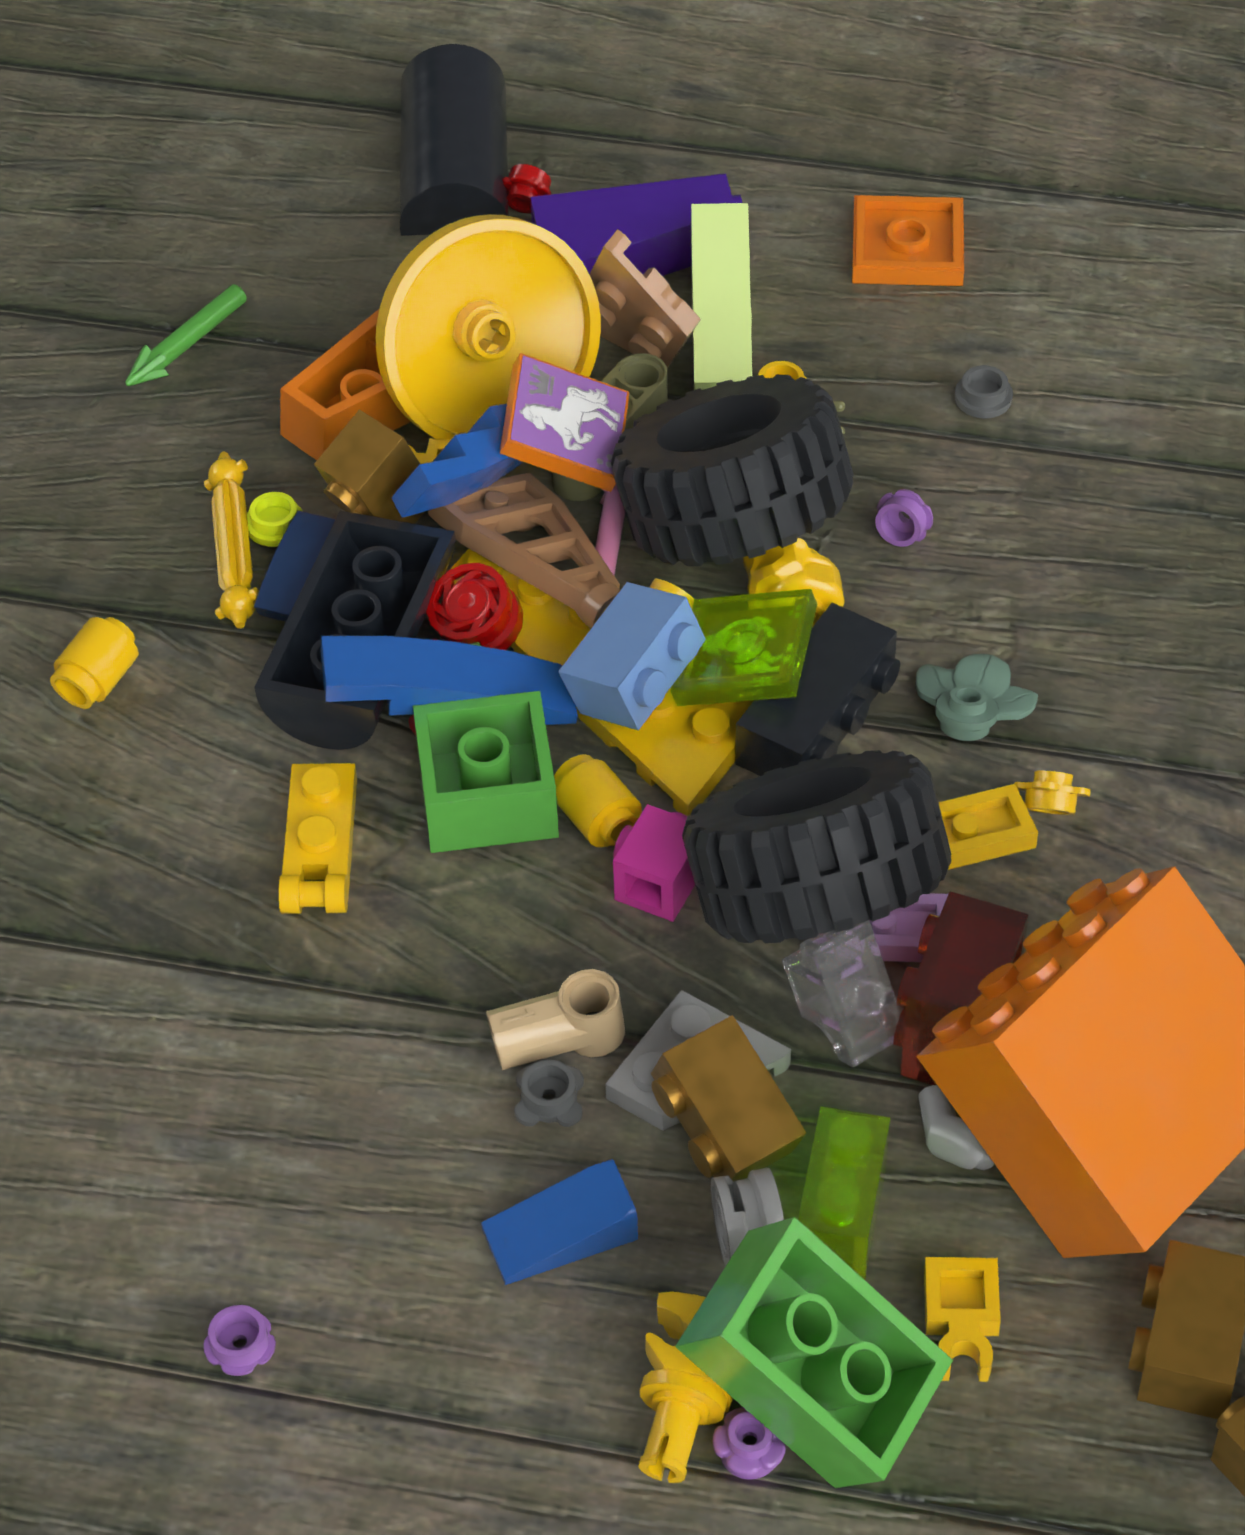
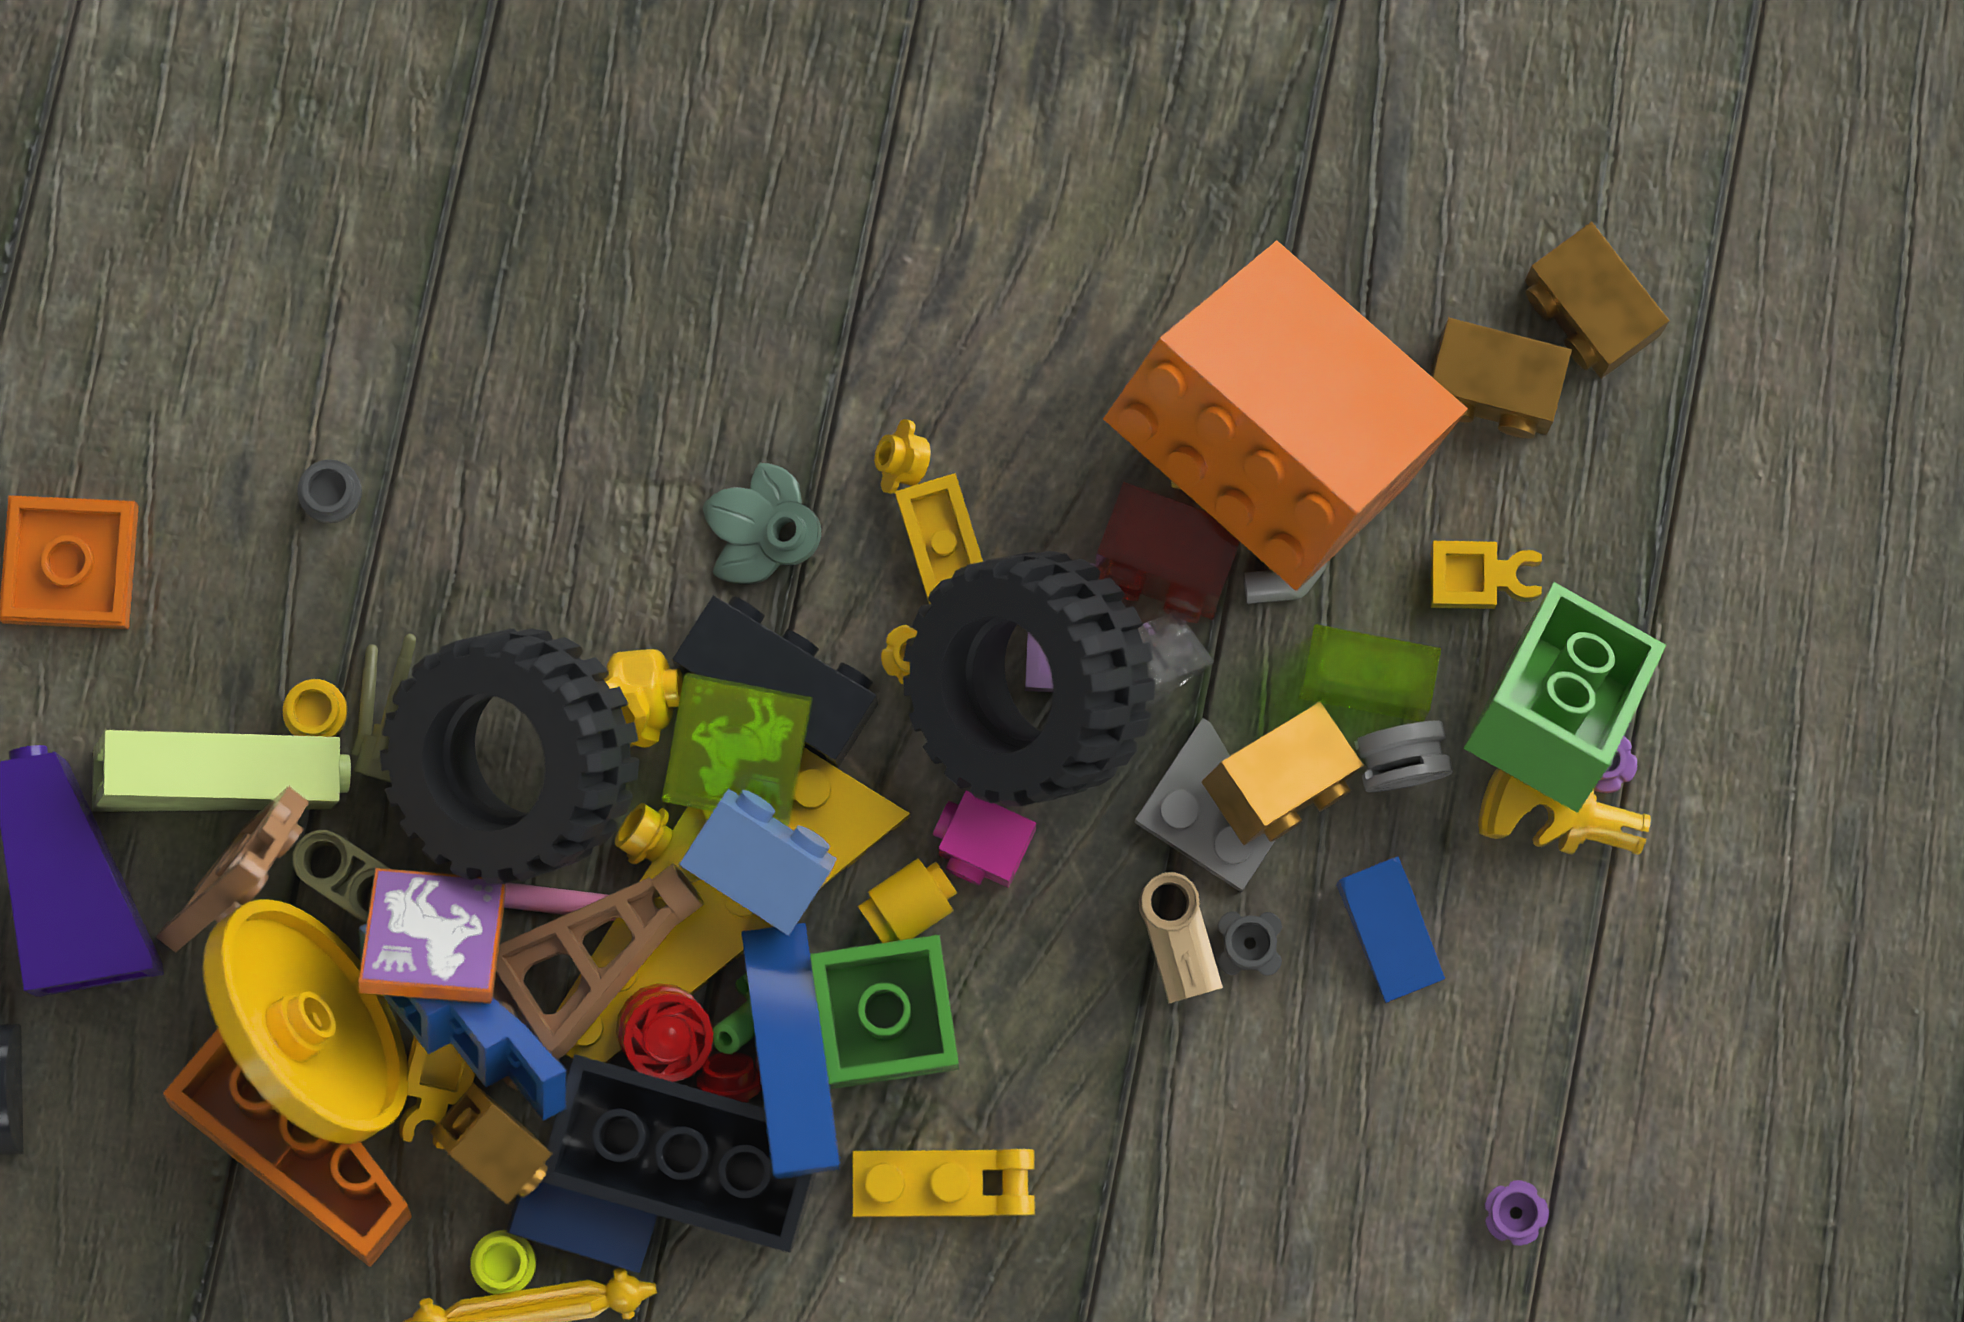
camera: 90 degrees left, 30 degrees up
(895, 526) = (518, 585): medium lavender plate -> none

